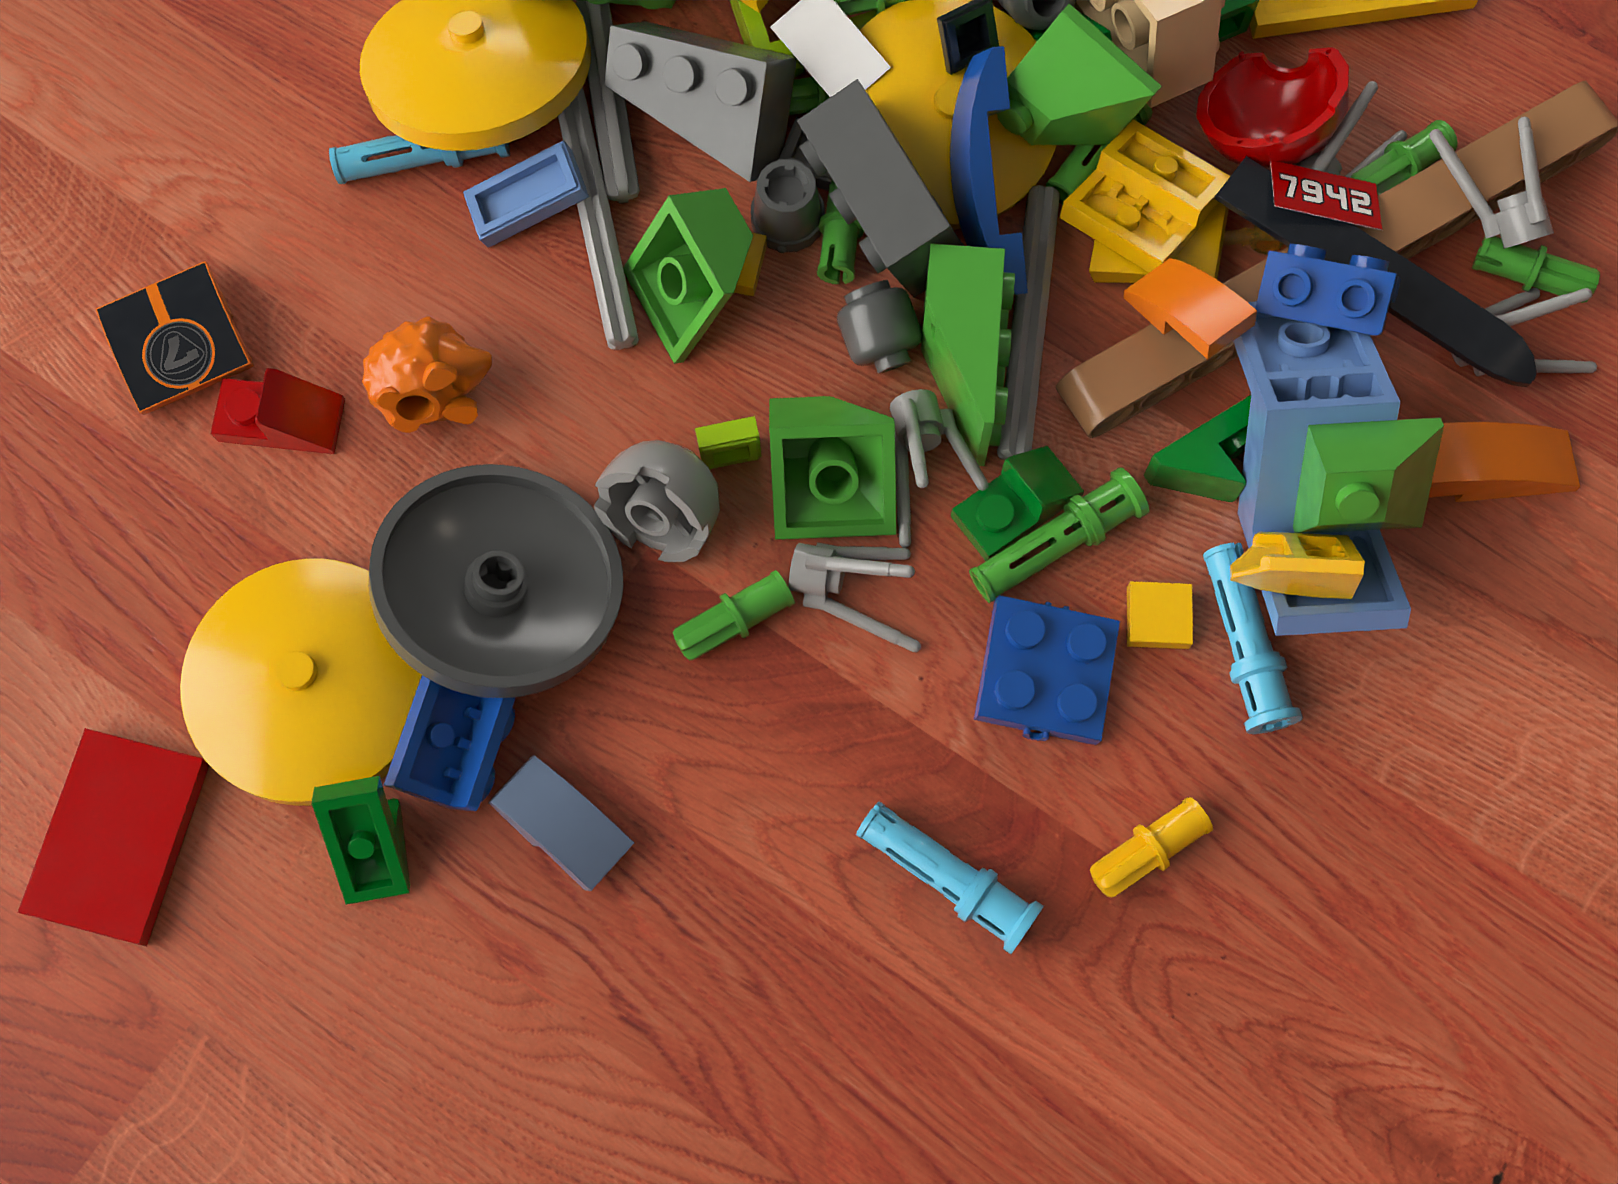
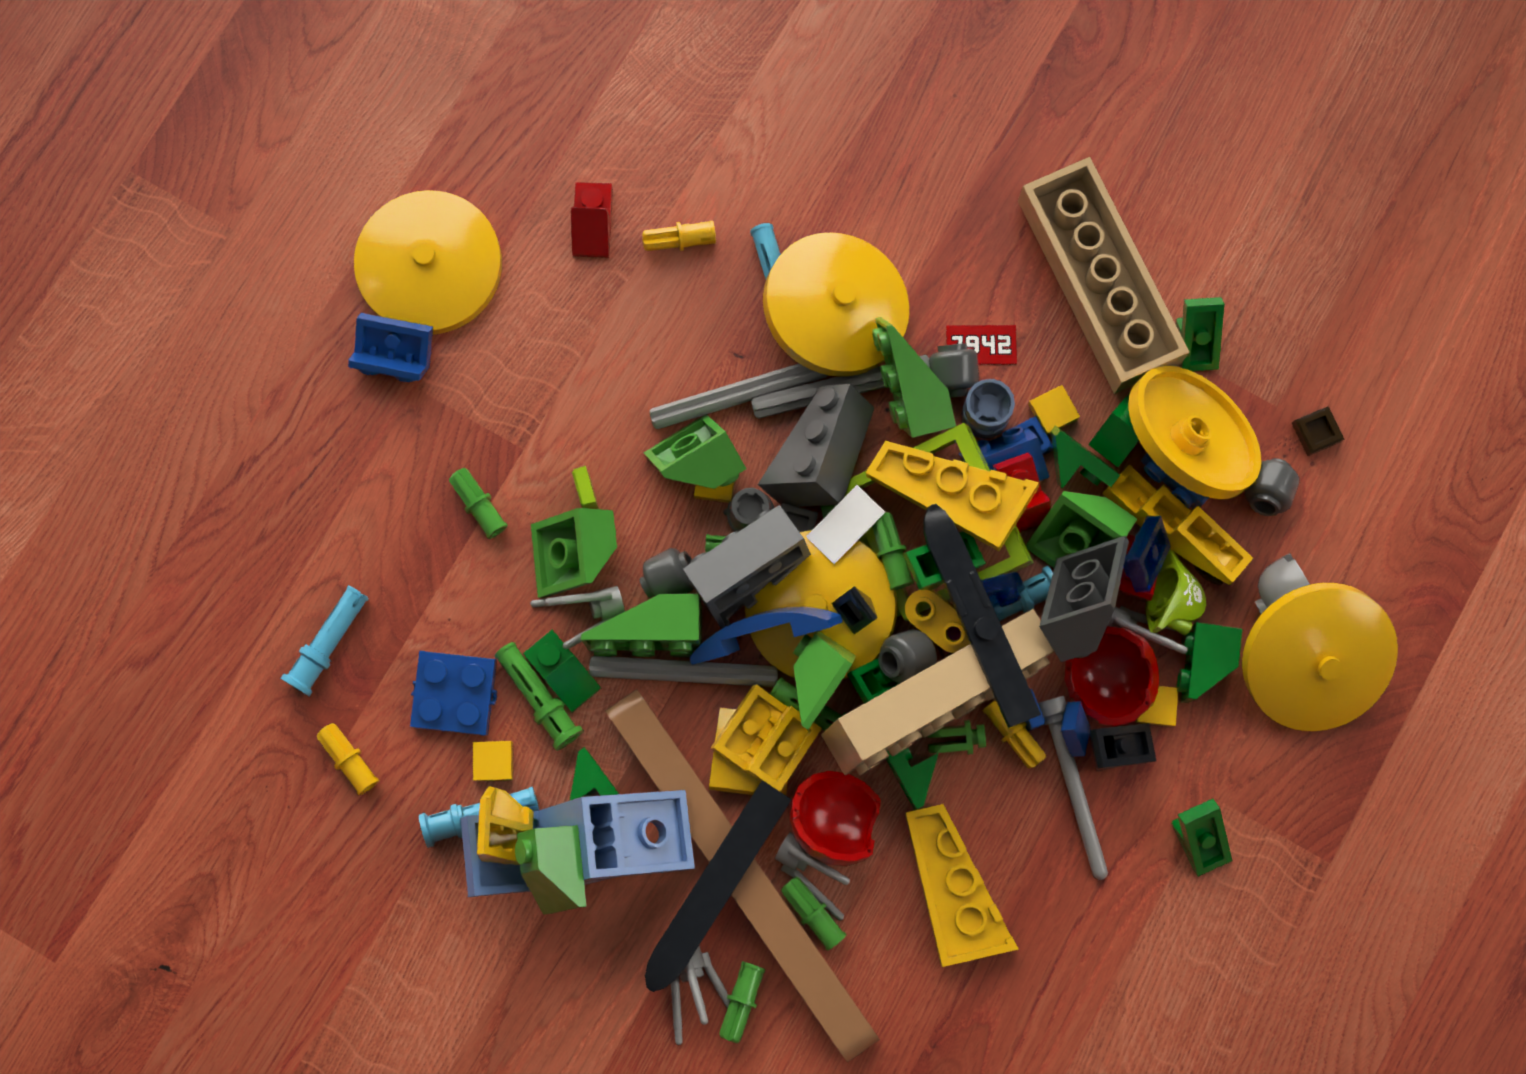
camera: 85 degrees right, 5 degrees up
(114, 837) = (331, 170): red tile -> none
(173, 338) = (637, 150): black slope -> none
(328, 280) = (679, 236): none -> yellow axle
(363, 839) = (331, 307): green slope -> none
(424, 375) = (614, 301): orange animal -> none
(495, 581) = (485, 360): dark grey dish -> none
(525, 194) = (747, 347): medium blue tile -> none
(561, 823) = (346, 415): sand blue slope -> none
(659, 498) = (545, 451): light grey cylinder -> none
(822, 570) = (504, 553): light grey plant -> none
(1192, 304) = (675, 761): orange slope -> none
(1325, 195) = (767, 852): red sticker -> none
(1328, 293) = (688, 847): blue bracket -> none
(1503, 461) = (601, 966): orange slope -> none
(1520, 215) = (764, 982): light grey plant -> none

